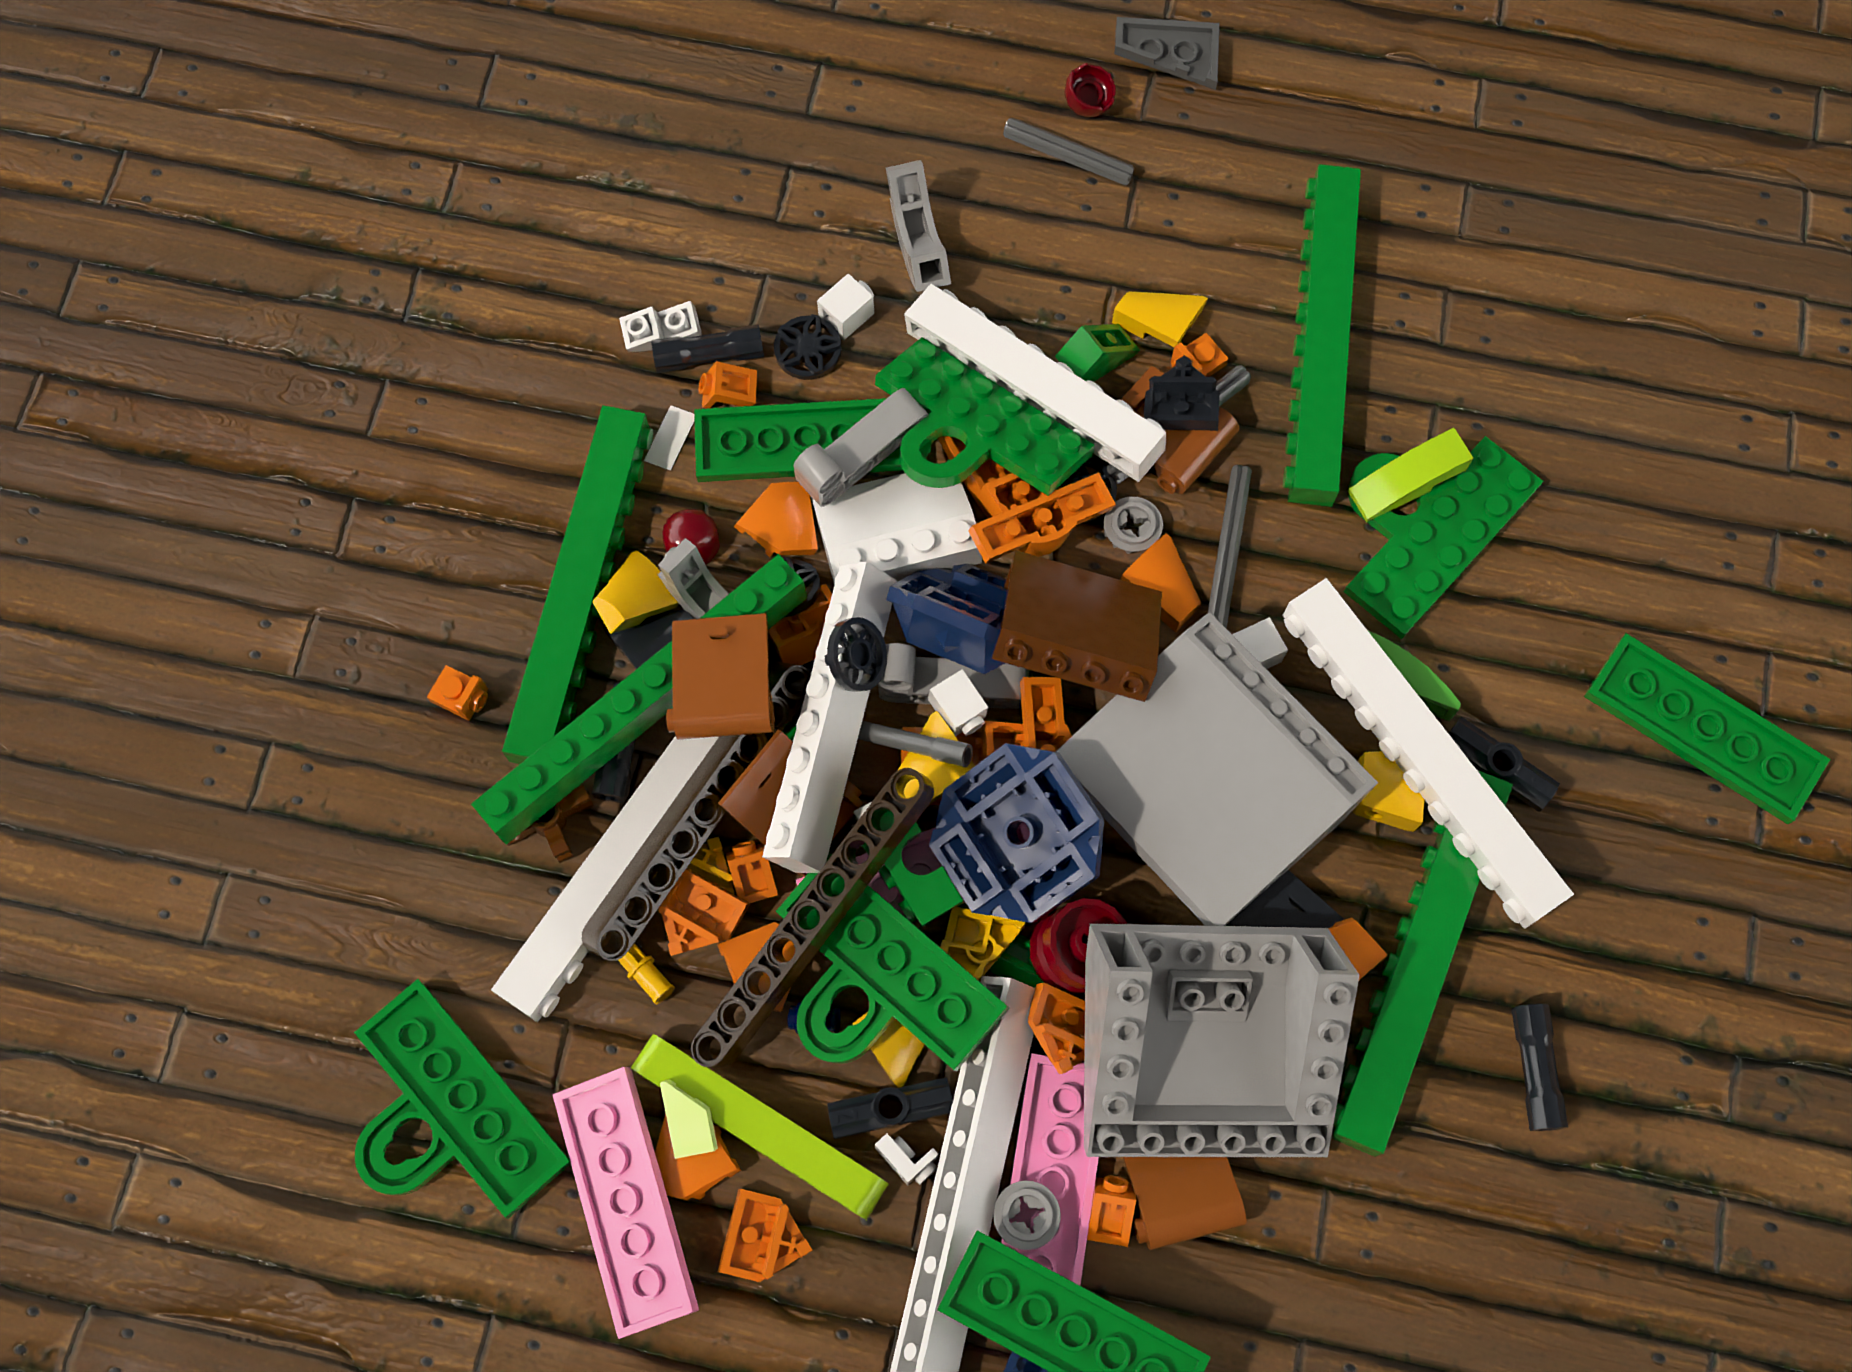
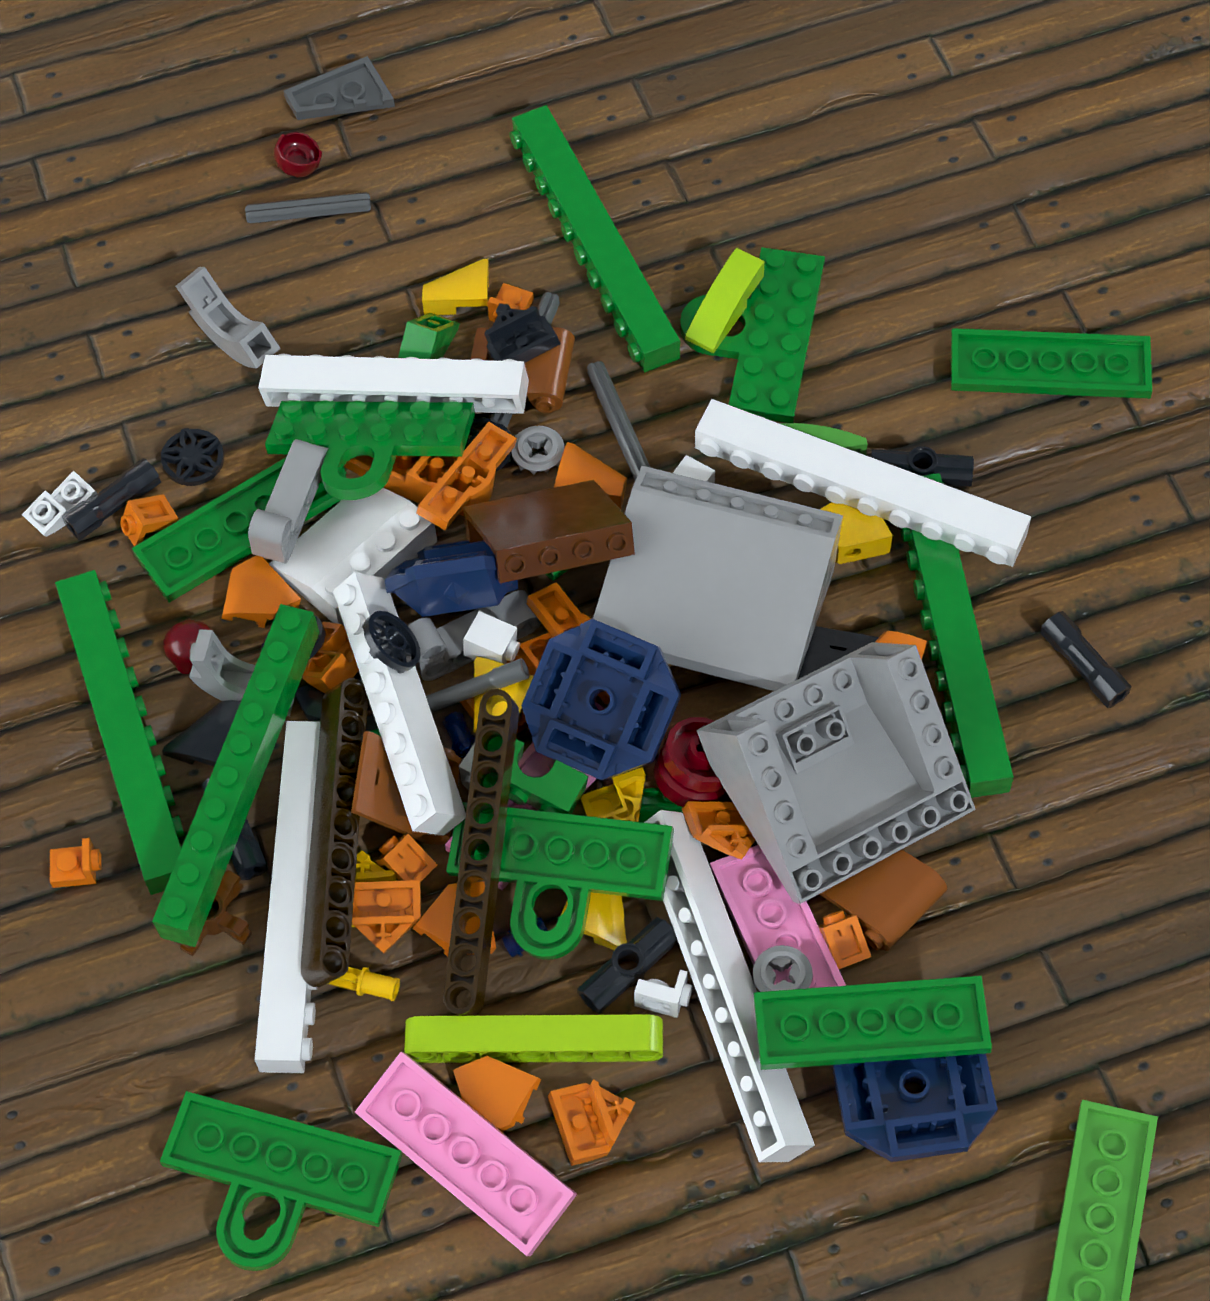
camera: 30 degrees left, 10 degrees down
(633, 594) = (175, 708): yellow slope -> none
(670, 438) = (123, 583): white sticker -> none
(688, 1122) = (479, 1061): yellowish green tile -> none
(720, 682) = (296, 715): dark orange door -> none
(847, 305) = (205, 407): white brick -> none
(879, 773) = (459, 733): none -> clear blue pin

